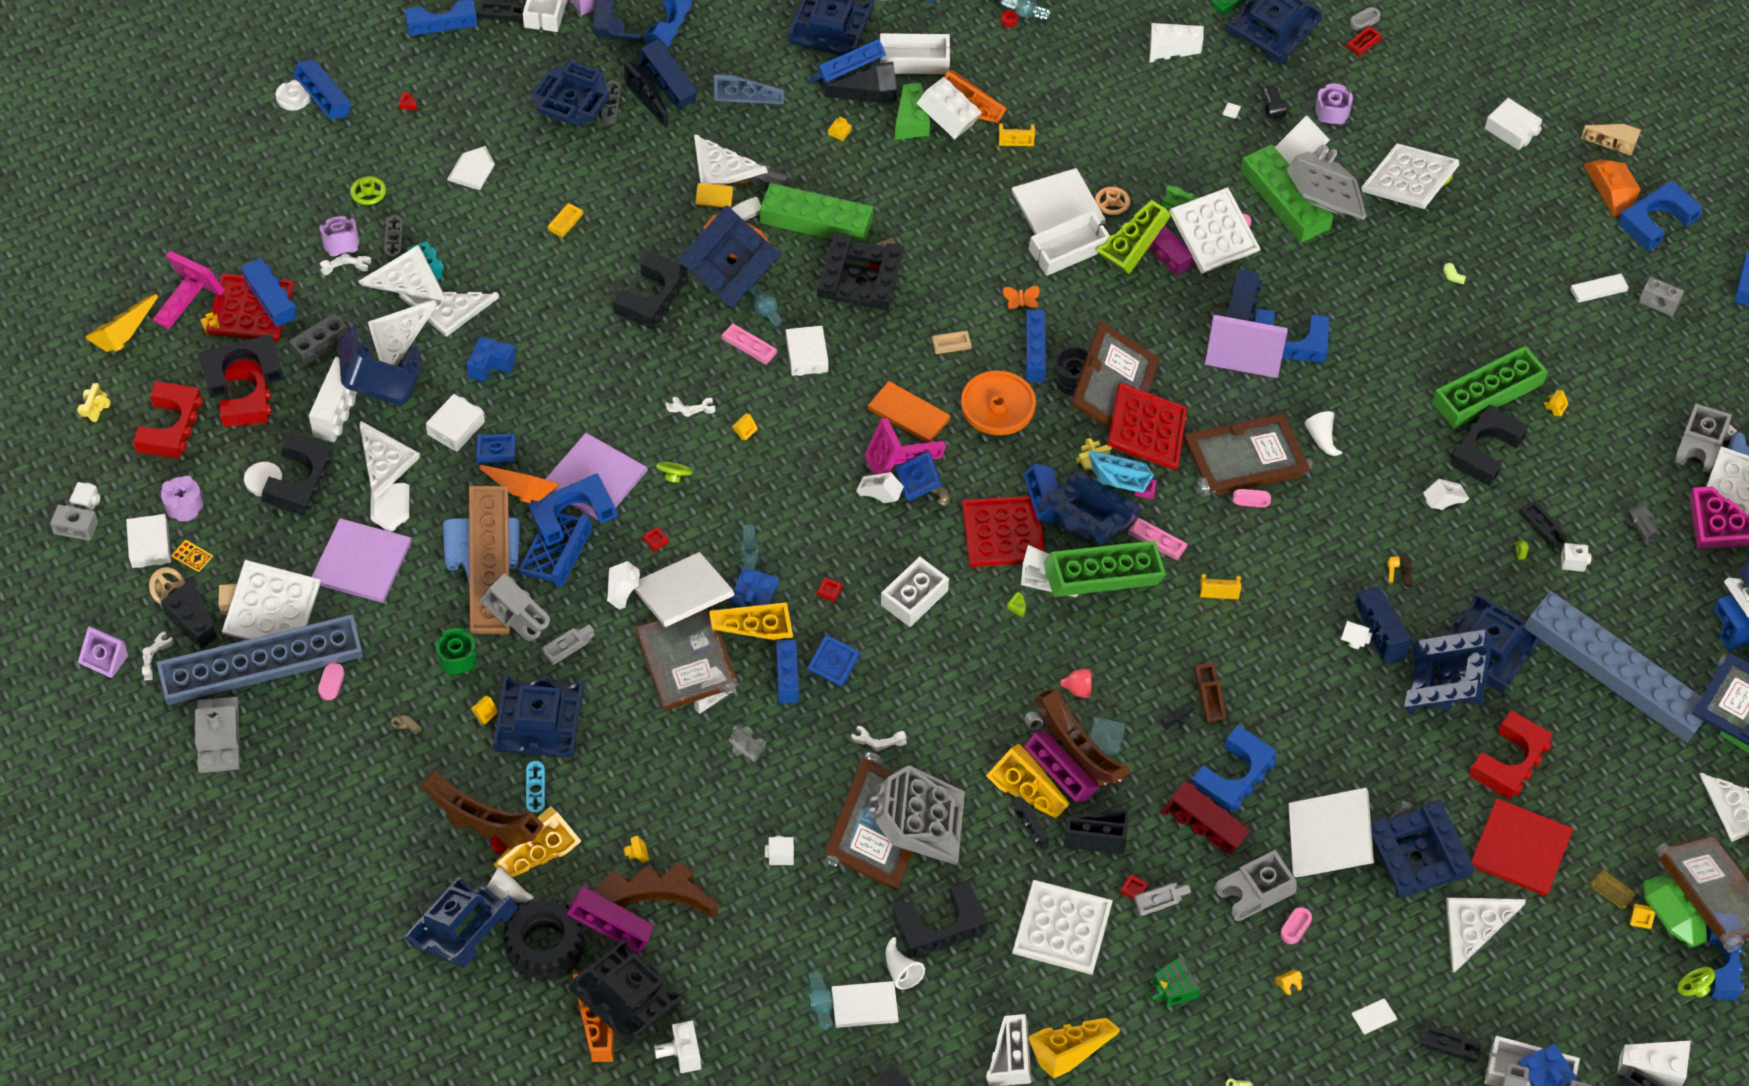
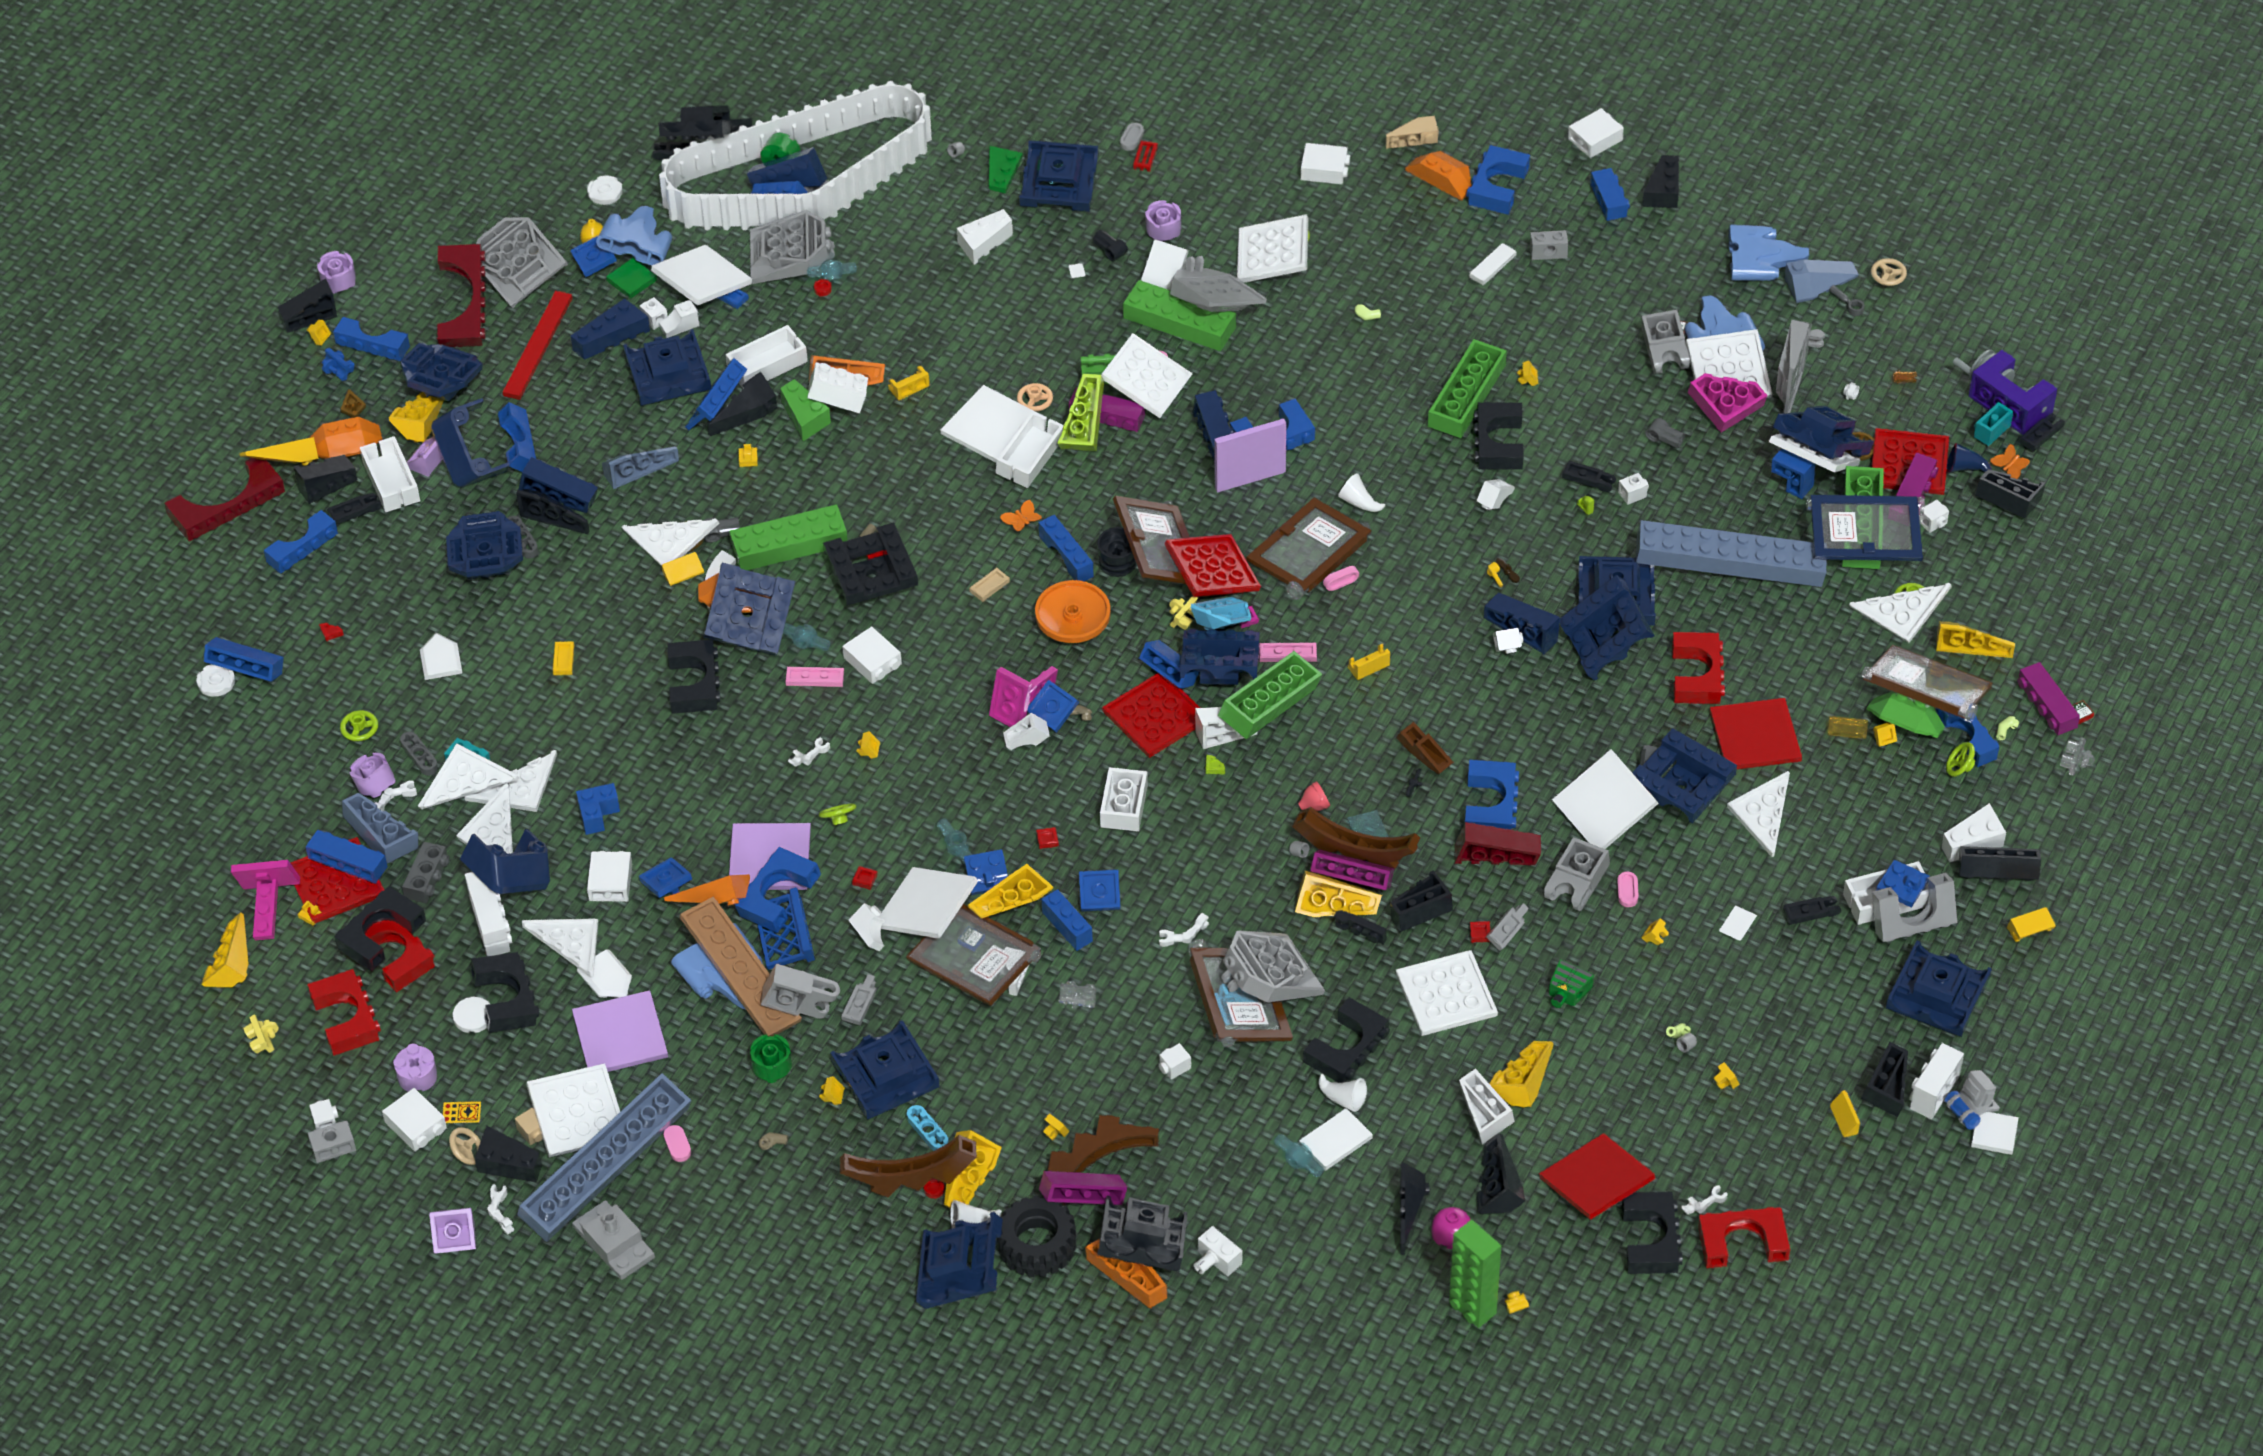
camera: 30 degrees left, 5 degrees down
(312, 287) = (379, 828): none -> sand blue wedge
(909, 412) = (985, 659): orange tile -> none

